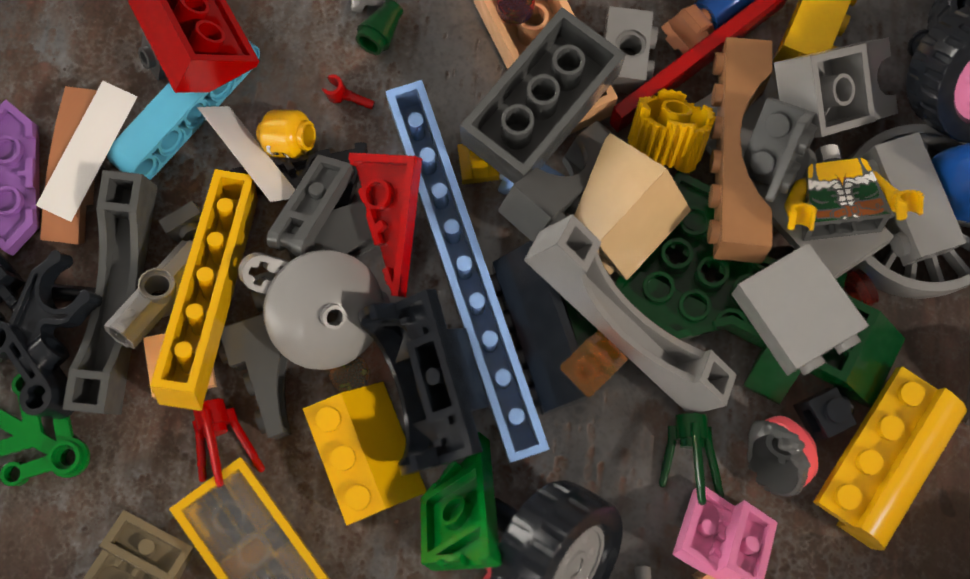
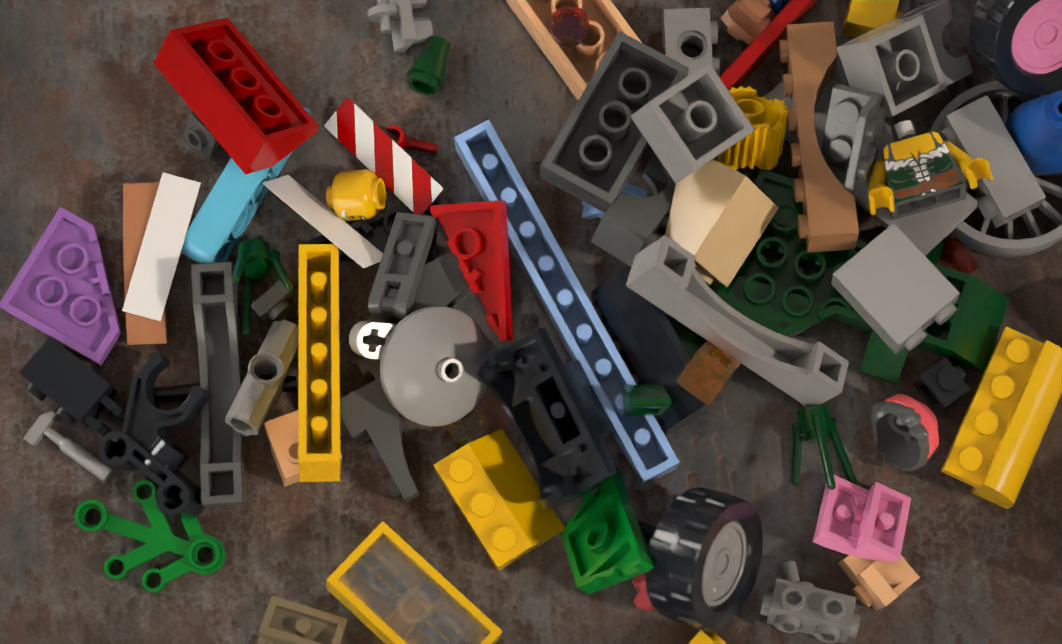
camera: 10 degrees left, 0 degrees up
(177, 180) = (256, 261): none -> dark green plant
(209, 424) = (343, 497): red plant -> none
(319, 103) = (383, 157): none -> sticker
(474, 168) = (553, 198): yellow tile -> none
(525, 379) = (645, 400): none -> dark green slope
(620, 104) = (692, 122): none -> light grey brick

